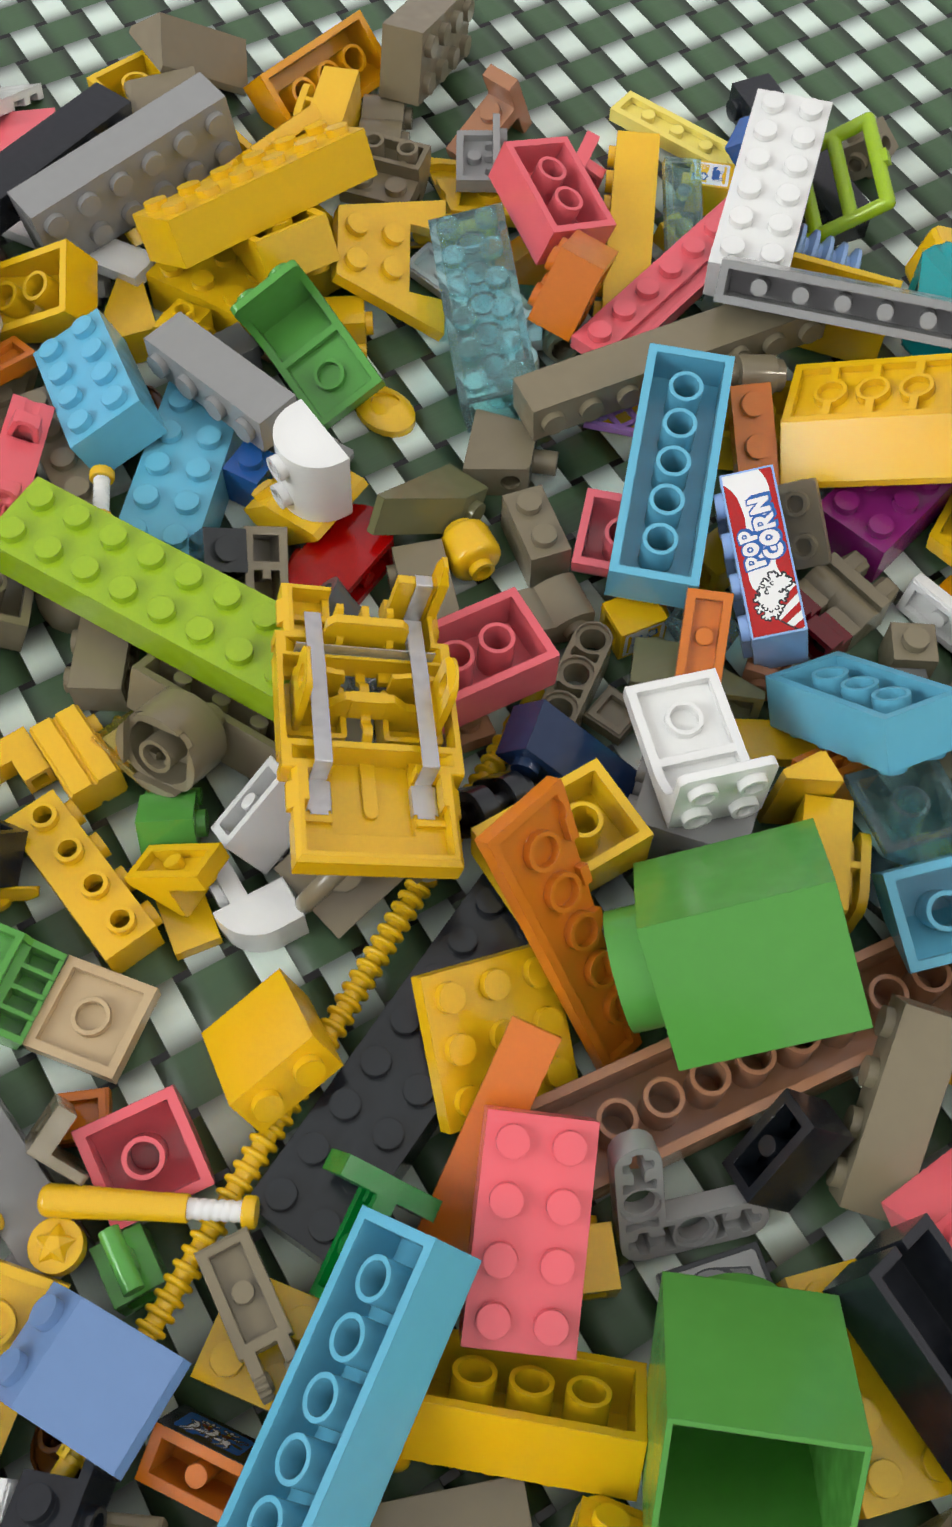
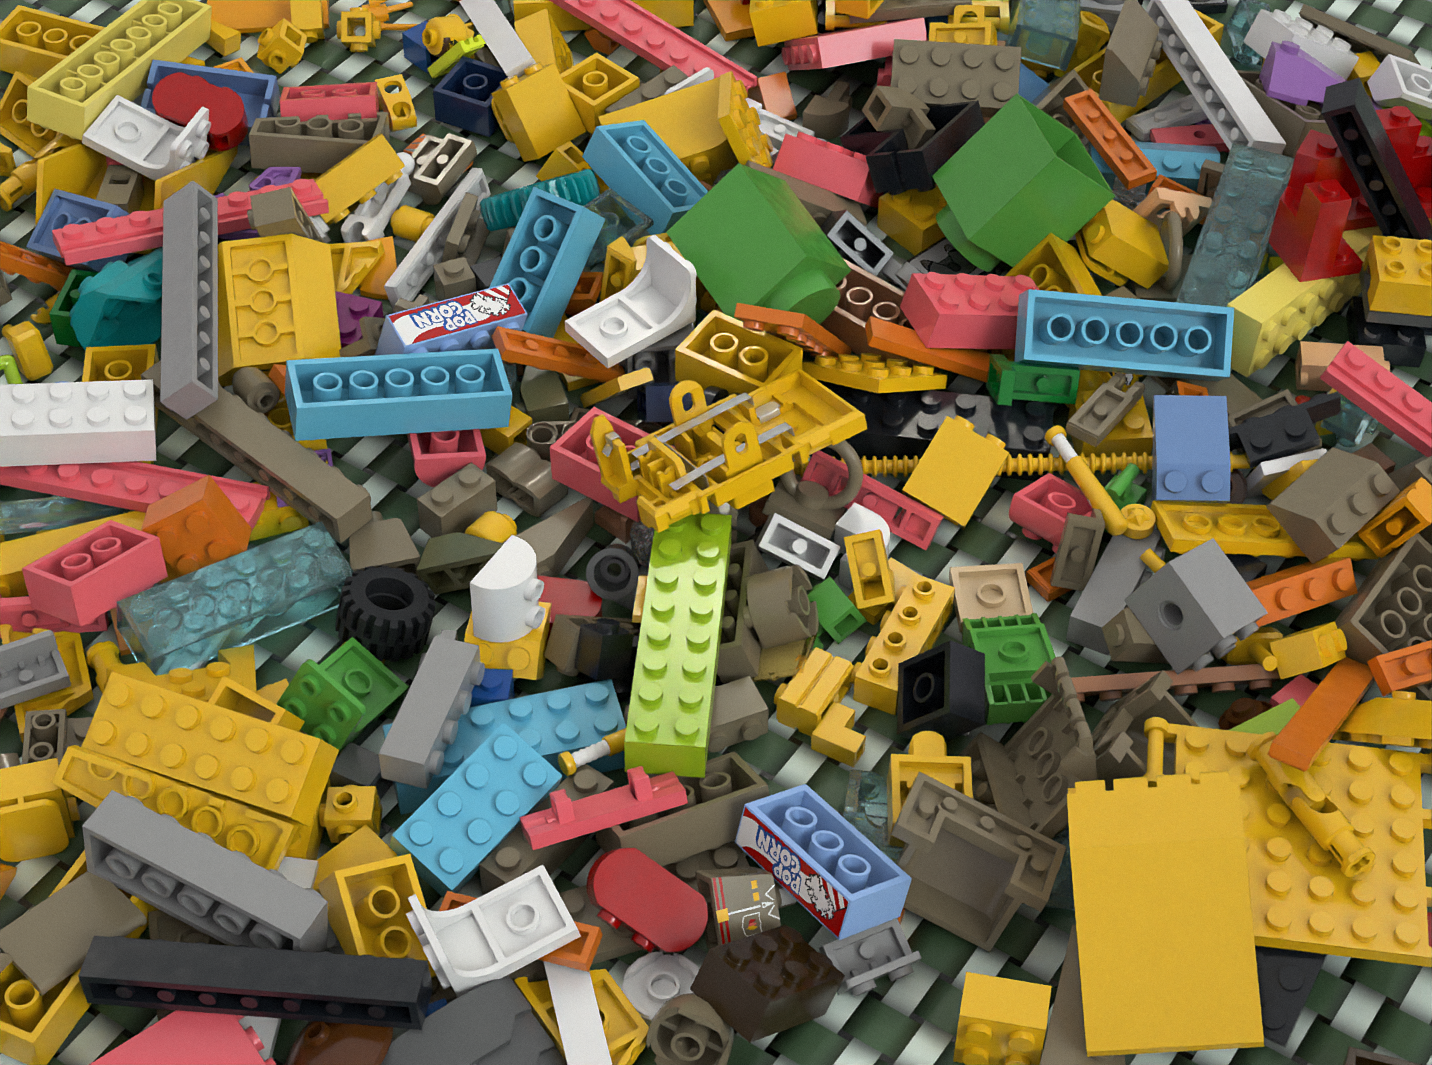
camera: 115 degrees left, 15 degrees down
(340, 914) = (915, 521): none -> coral hinge
(398, 390) = (386, 612): none -> black tyre
(588, 705) = (616, 387): none -> yellow tile

